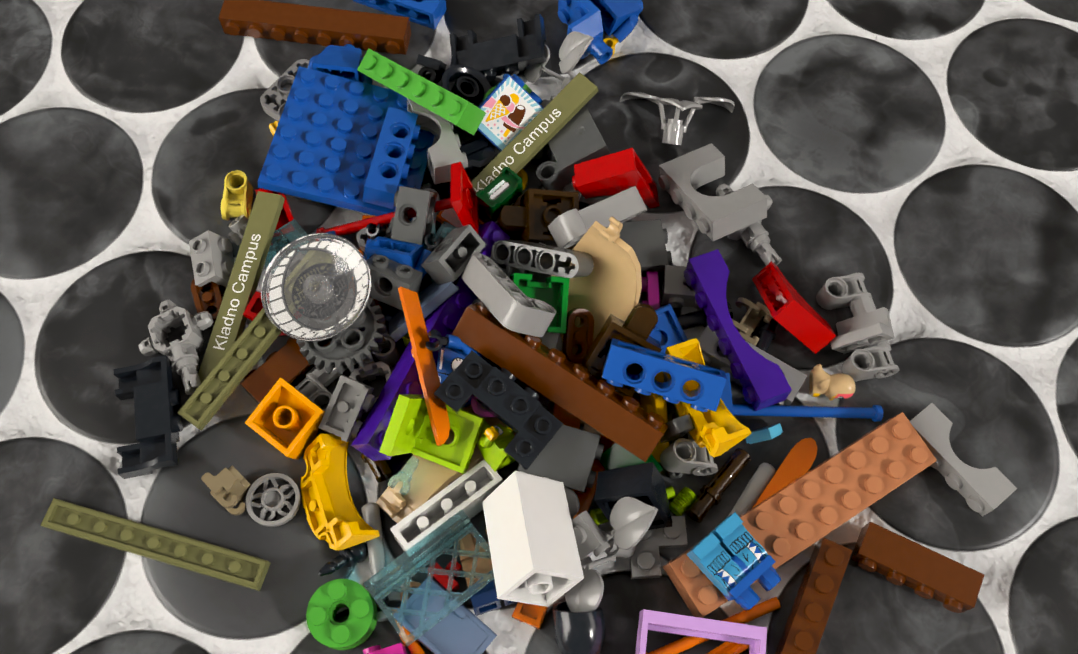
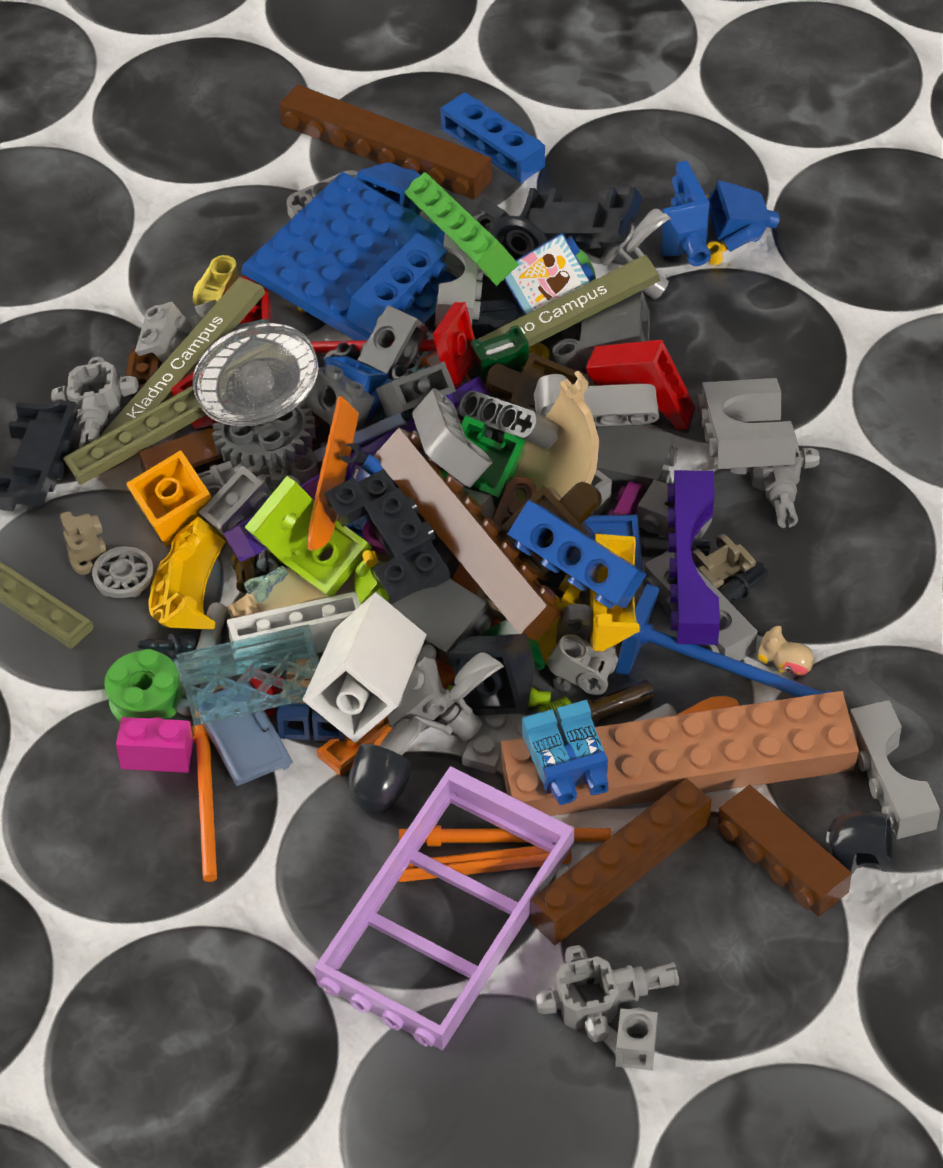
camera: 25 degrees right, 15 degrees down
(674, 129) = (742, 352): light grey plant -> none
(764, 433) = (683, 674): medium azure tile -> none
(791, 309) = (777, 569): red arch -> none
(852, 293) = (843, 646): light grey piece -> none
(863, 331) = (846, 612): light grey panel -> none
(974, 537) = (862, 840): none -> black piece

